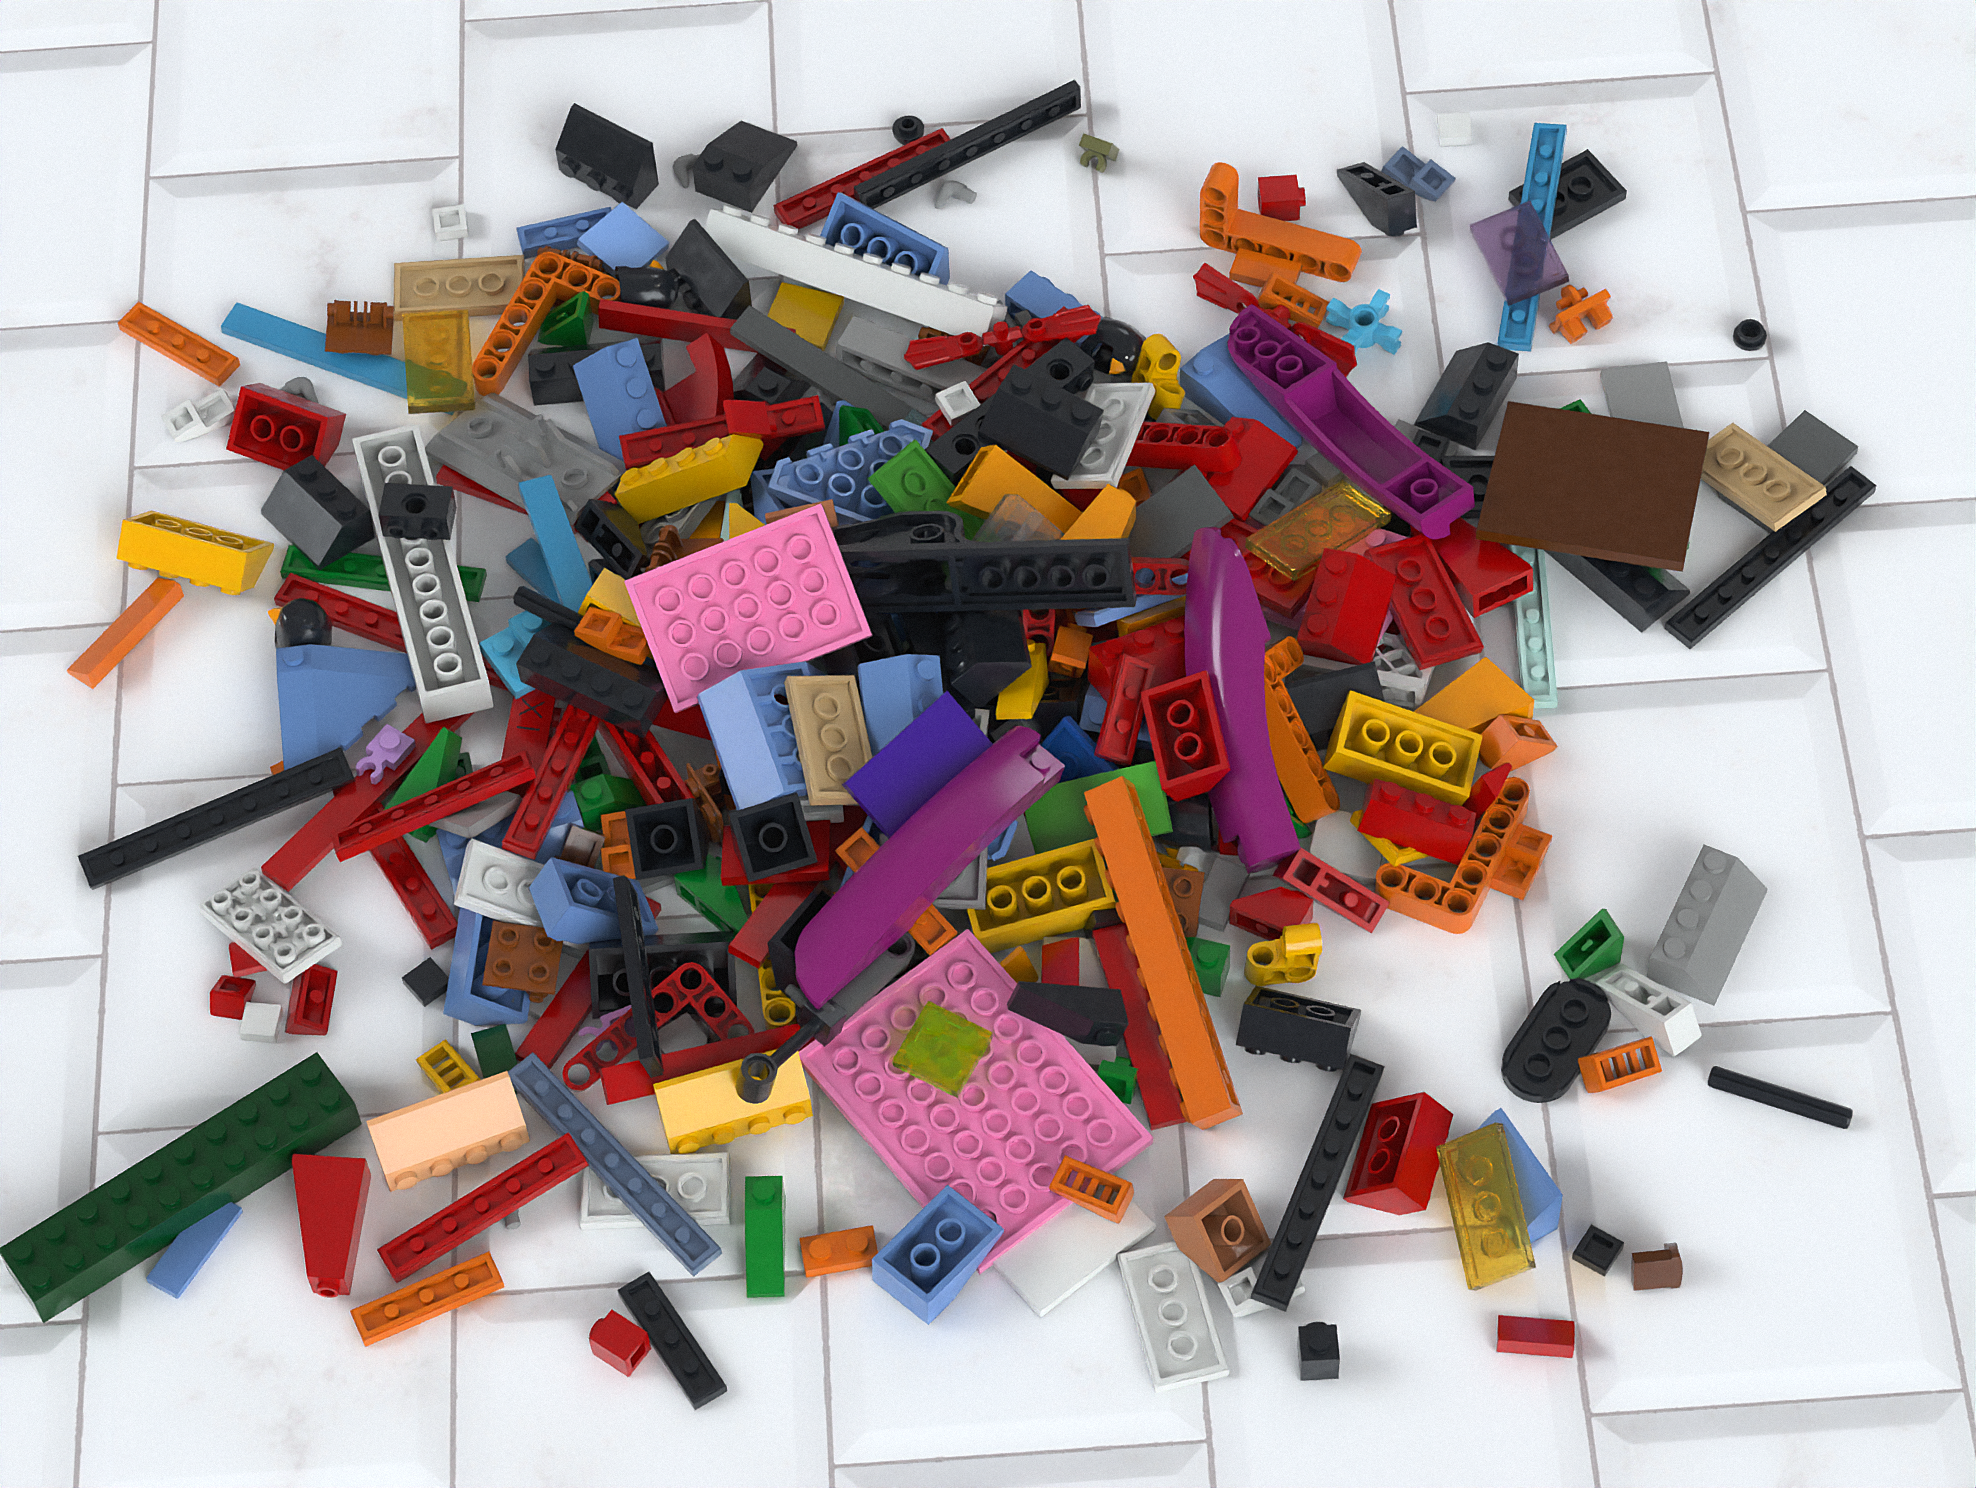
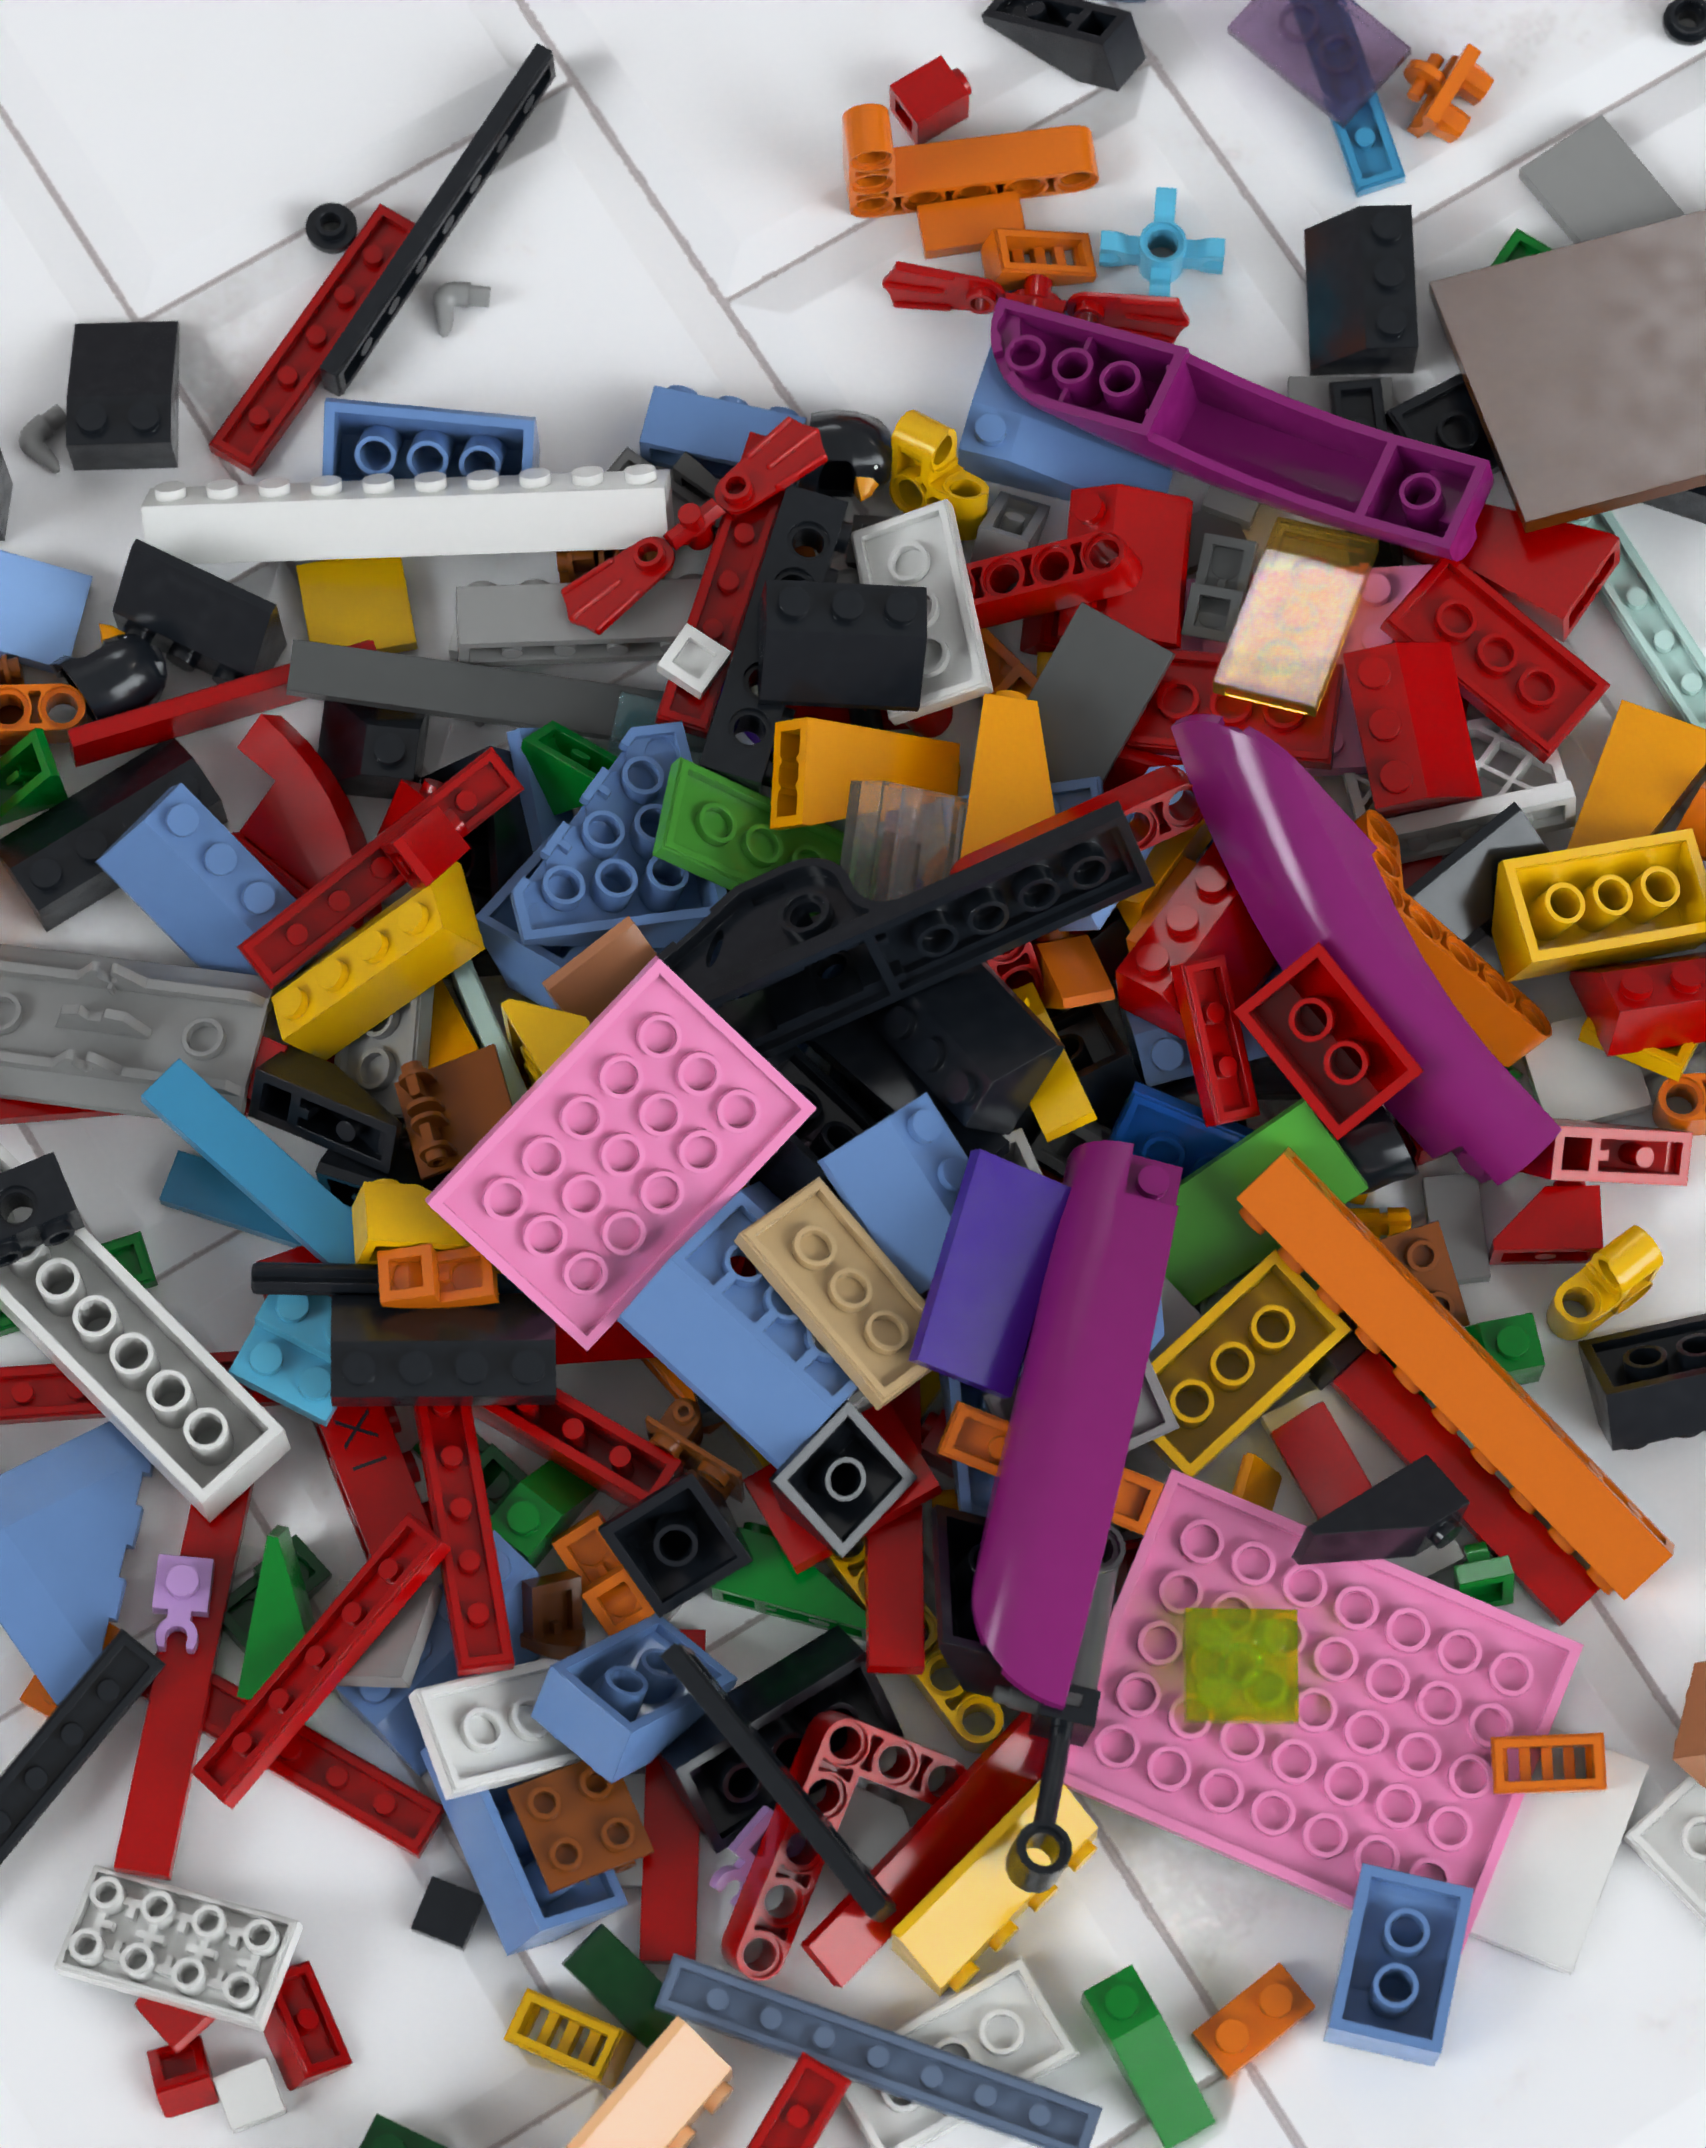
camera: 30 degrees left, 15 degrees up
(1097, 148) = (626, 137): olive tile -> none

